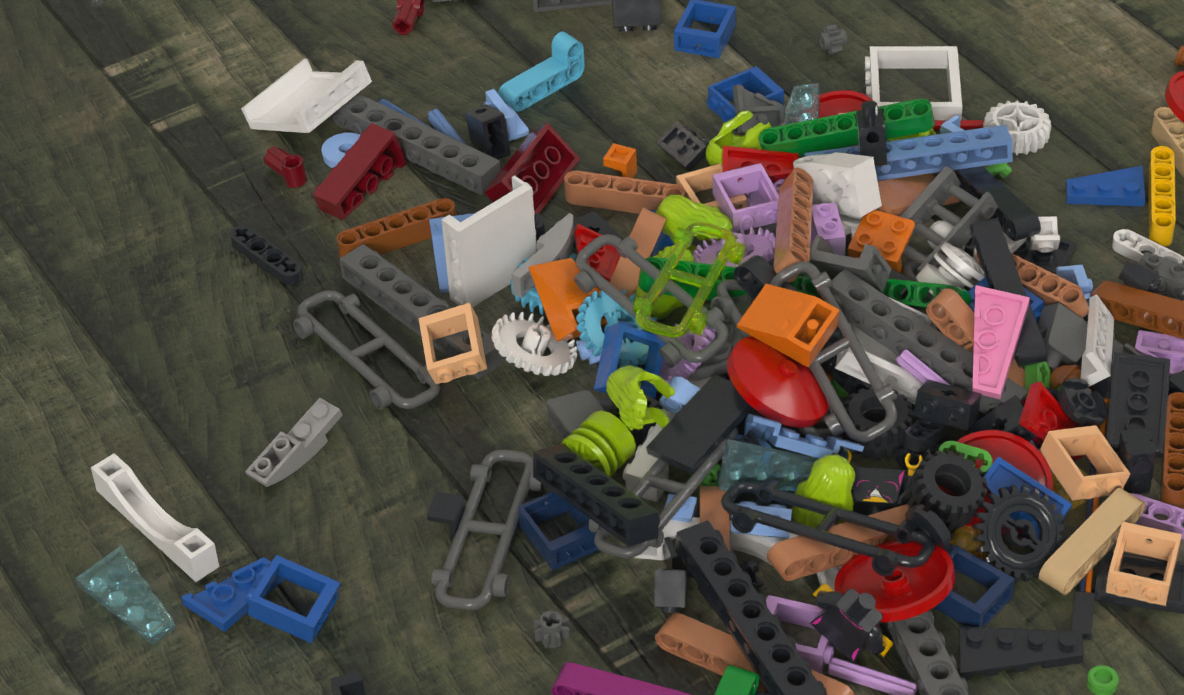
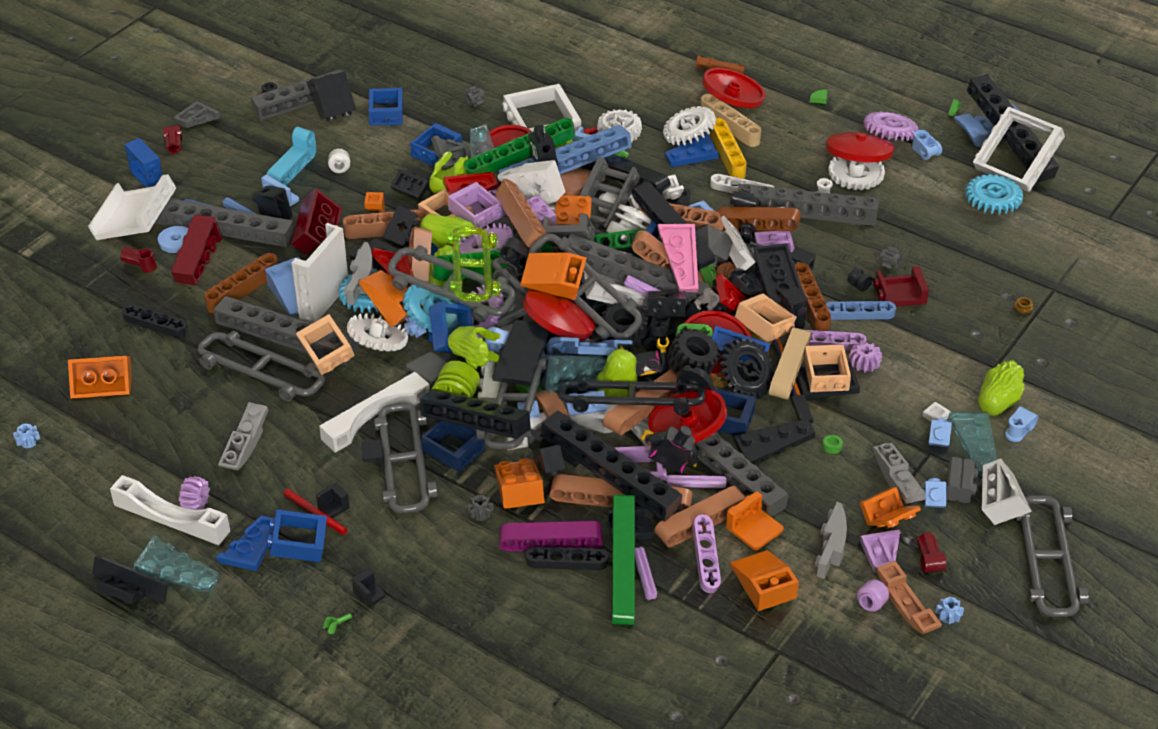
camera: 25 degrees left, 0 degrees up
(36, 368) = (26, 435): none -> light blue gear
(57, 600) = (126, 582): none -> black bracket
(161, 313) = (100, 376): none -> orange slope
(193, 503) = (194, 493): none -> lavender gear
(338, 572) = (313, 510): none -> red bar
(349, 36) = (146, 165): none -> blue window
(364, 563) = (333, 500): none -> black panel
(426, 466) = (341, 429): none -> white arch
(604, 91) = (339, 160): none -> white head
(620, 610) = (519, 483): none -> orange slope
(639, 191) = (401, 217): none -> black brick
(1118, 154) = (689, 125): none -> white gear
(1128, 326) = (746, 232): none -> black bush

